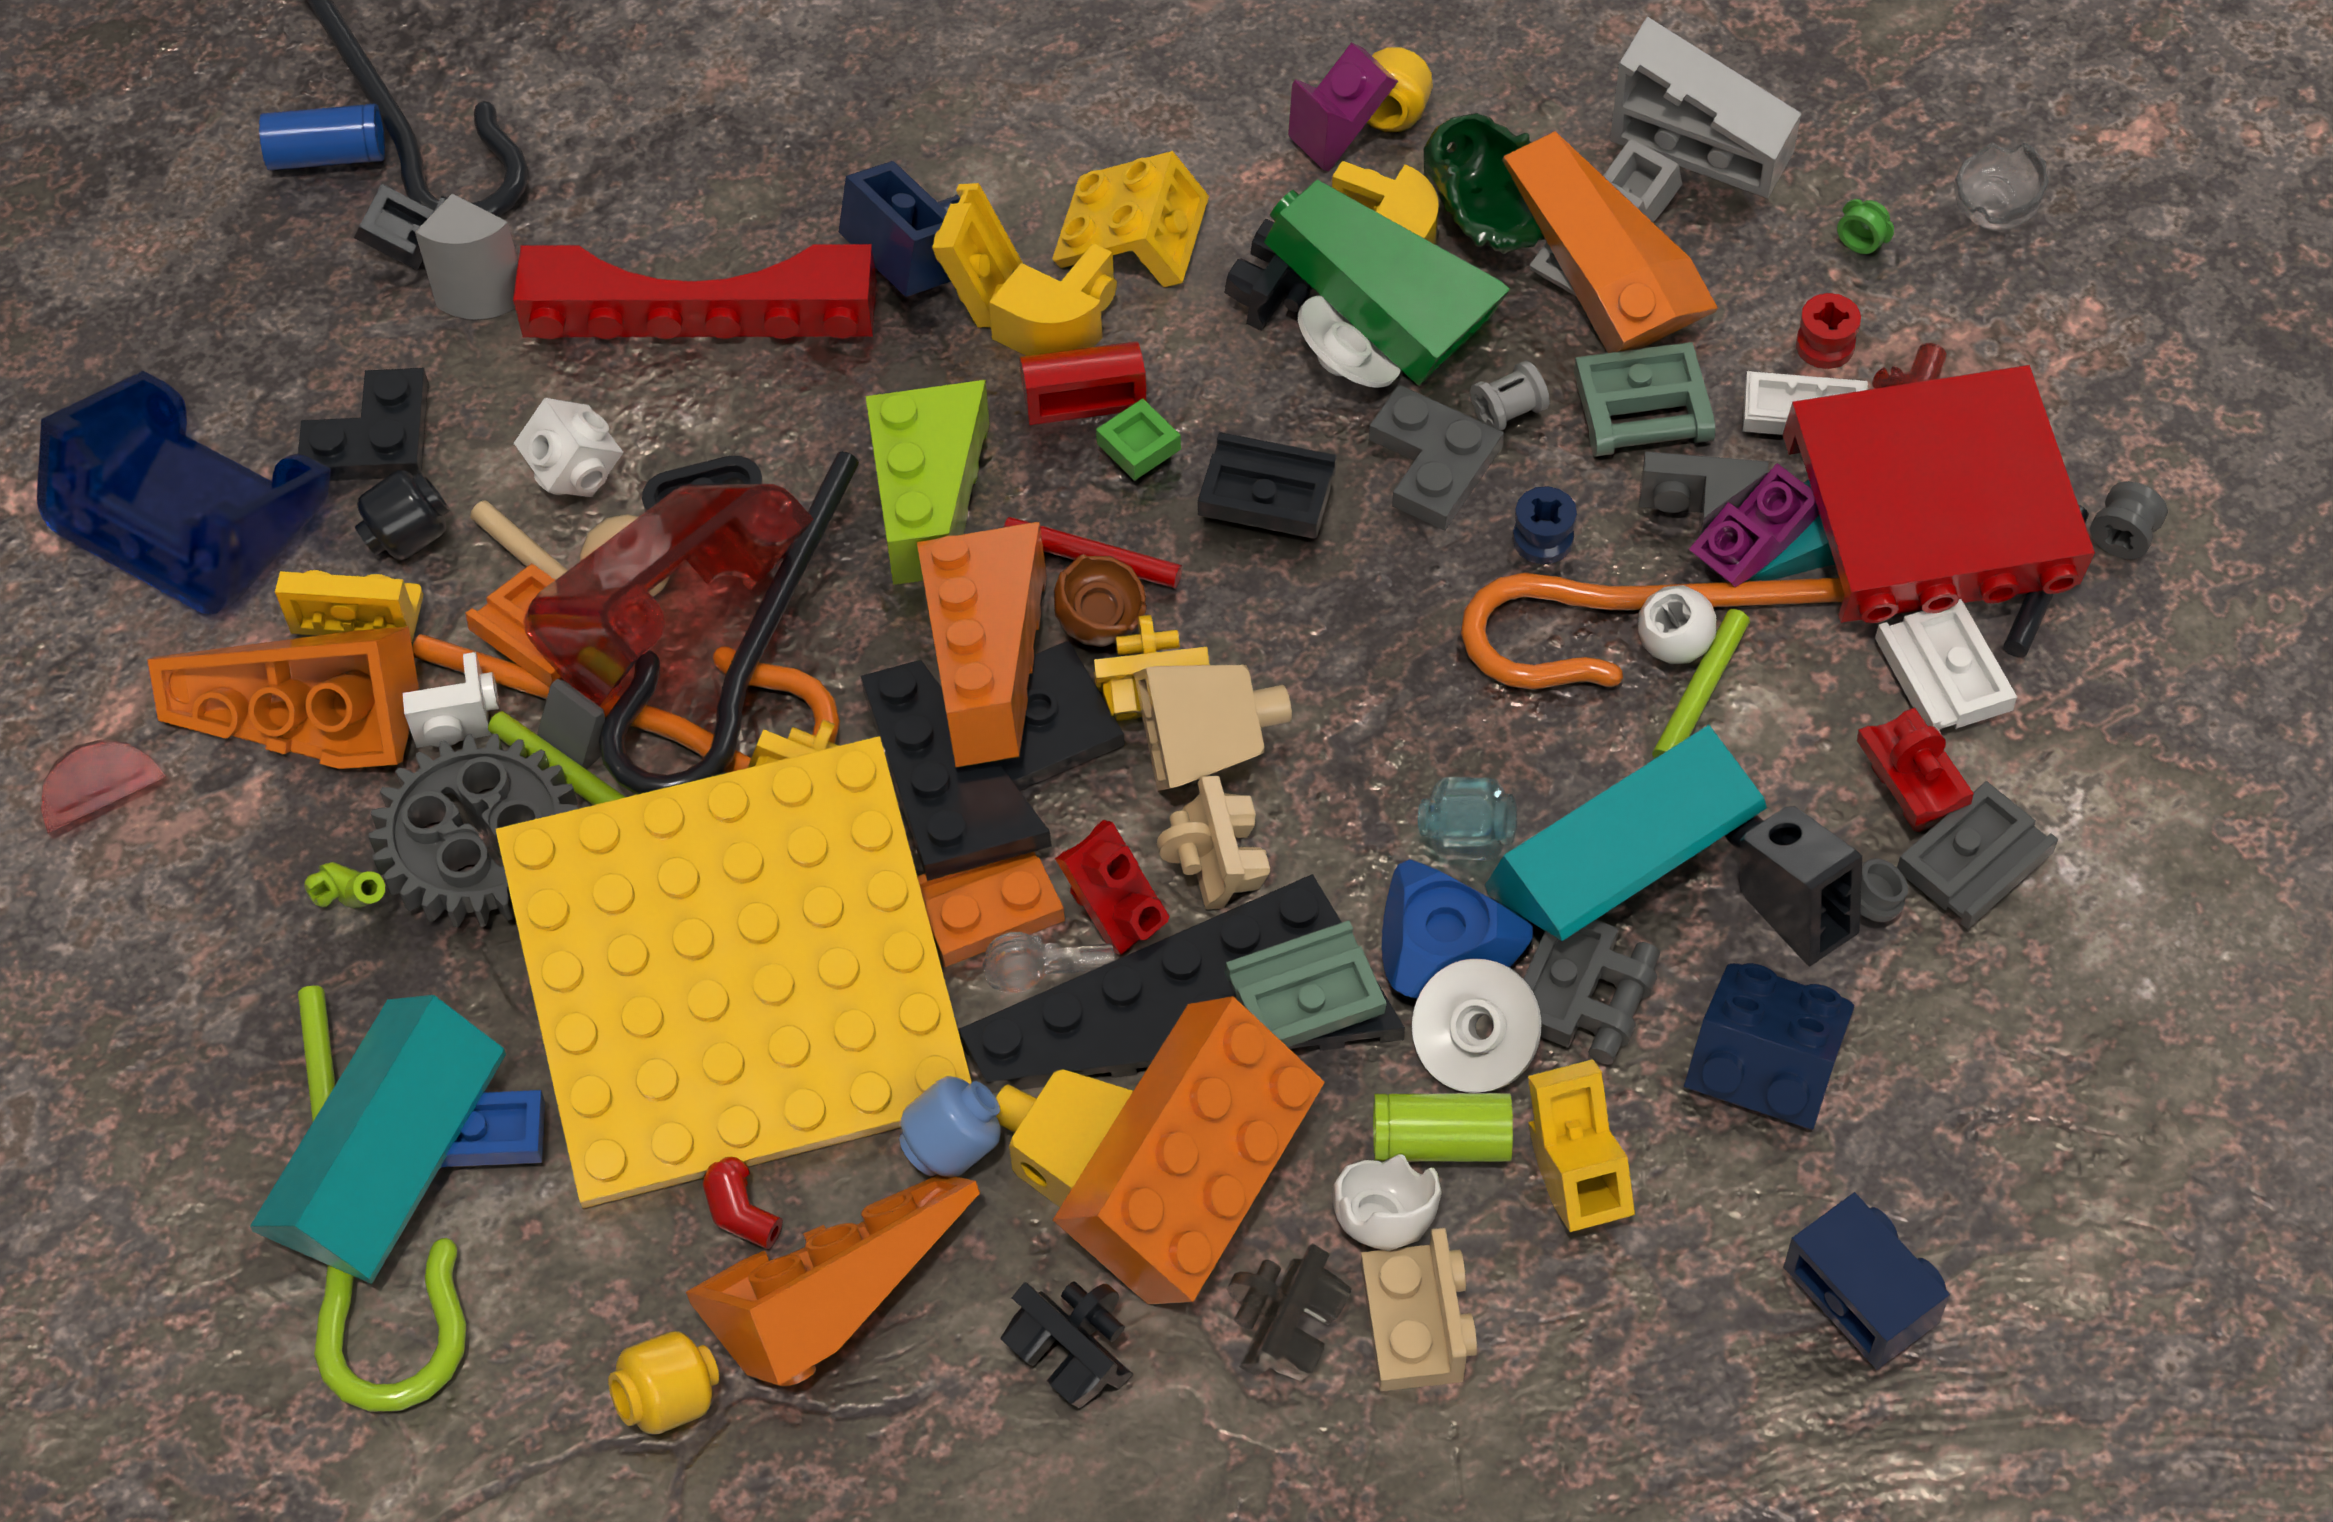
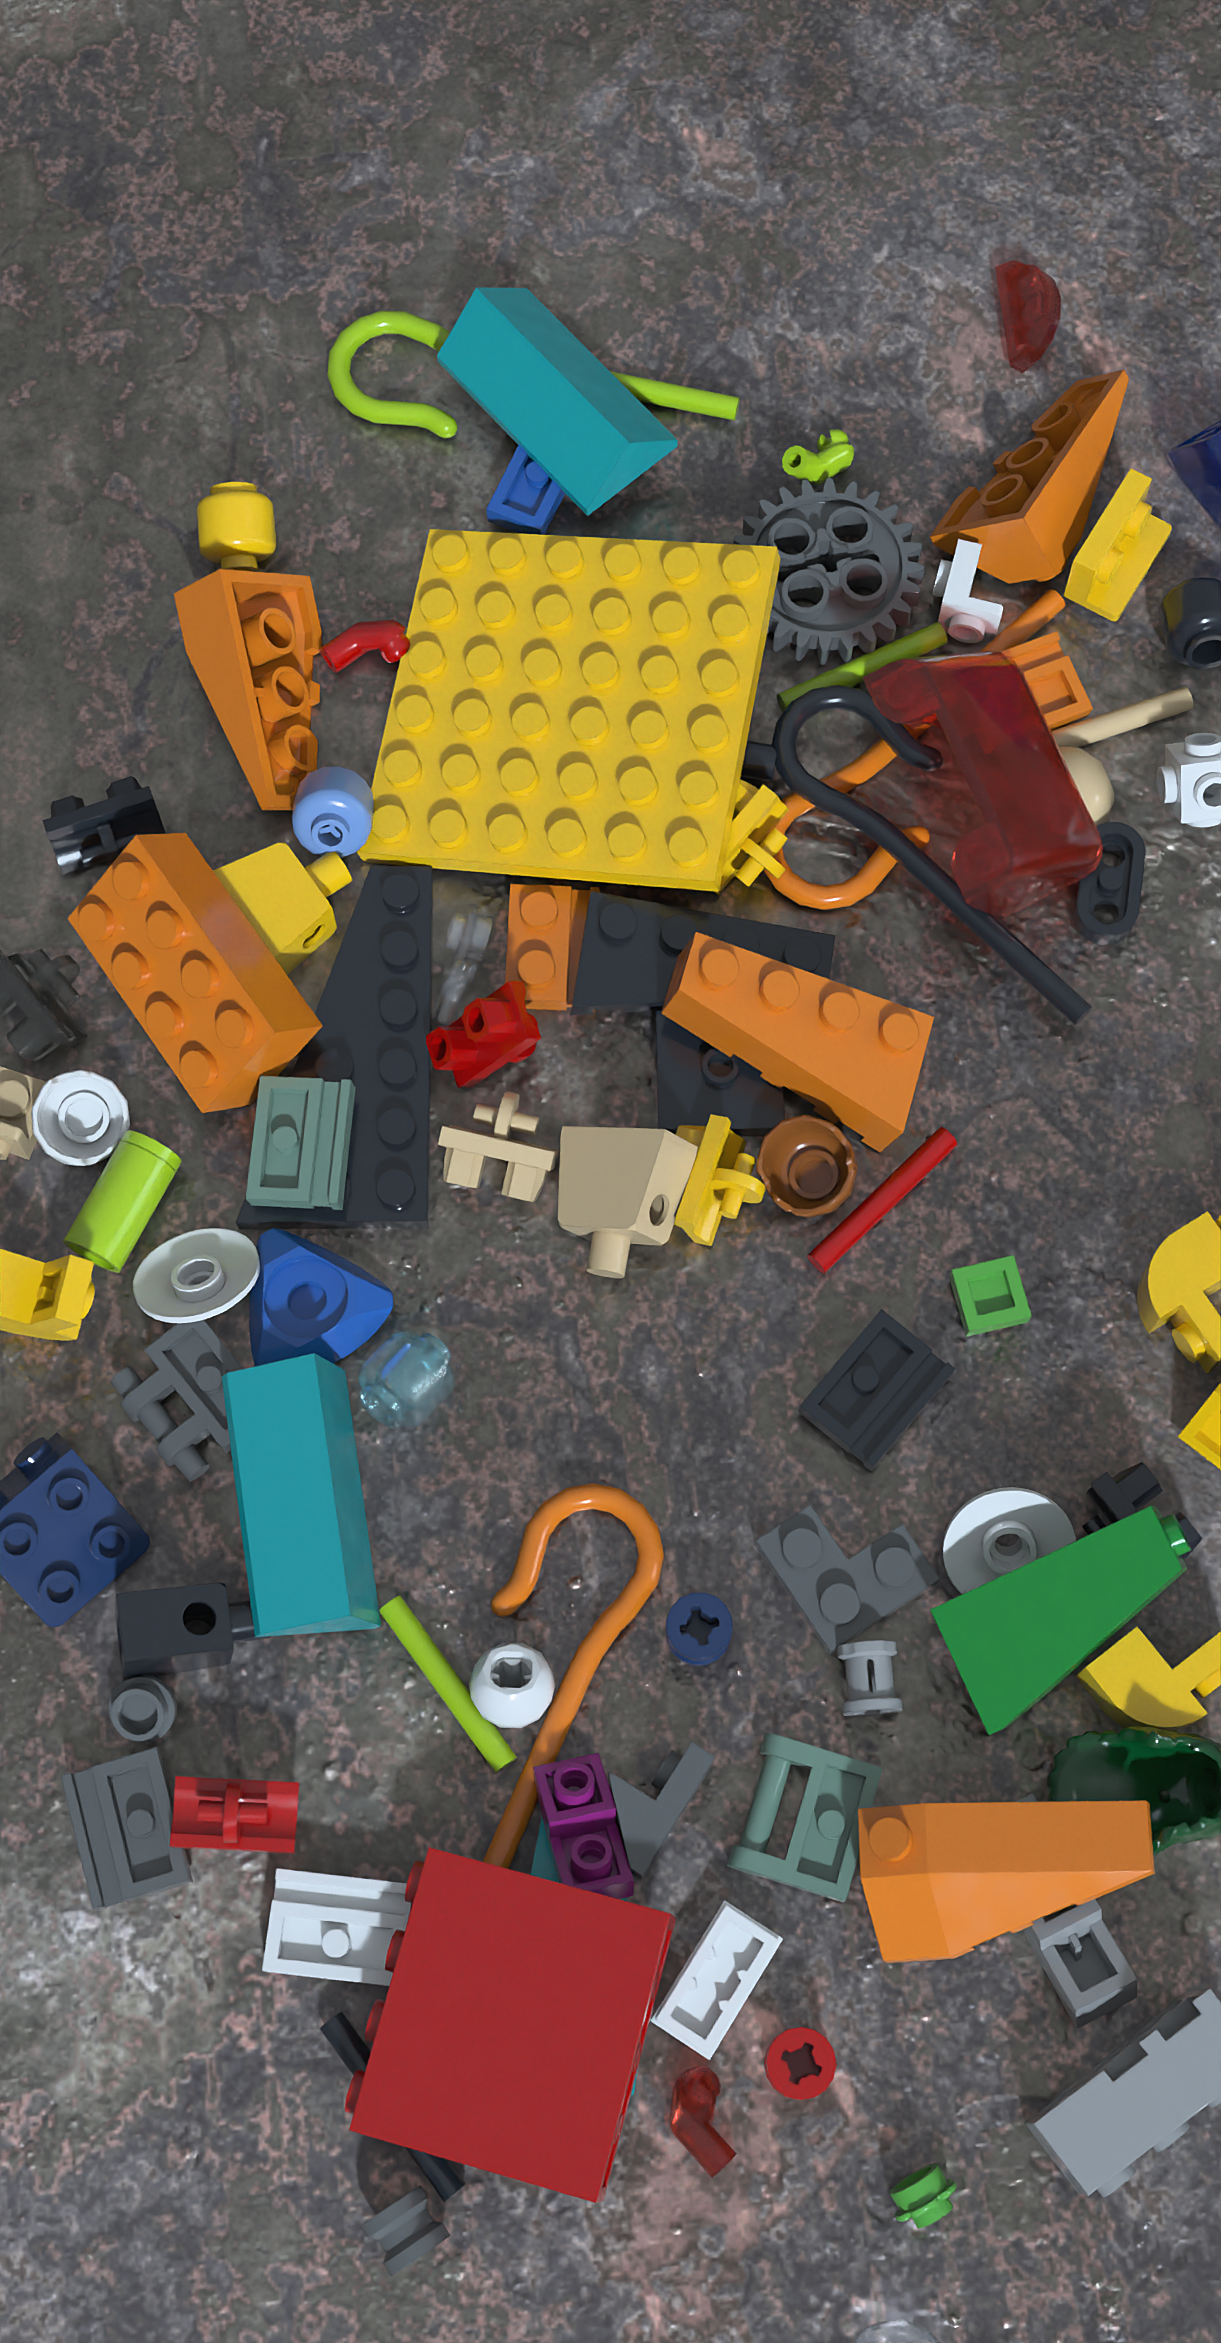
camera: 115 degrees right, 15 degrees up
(926, 465) = (1031, 1073): lime wedge -> none
(1082, 382) = (1093, 1278): red brick -> none

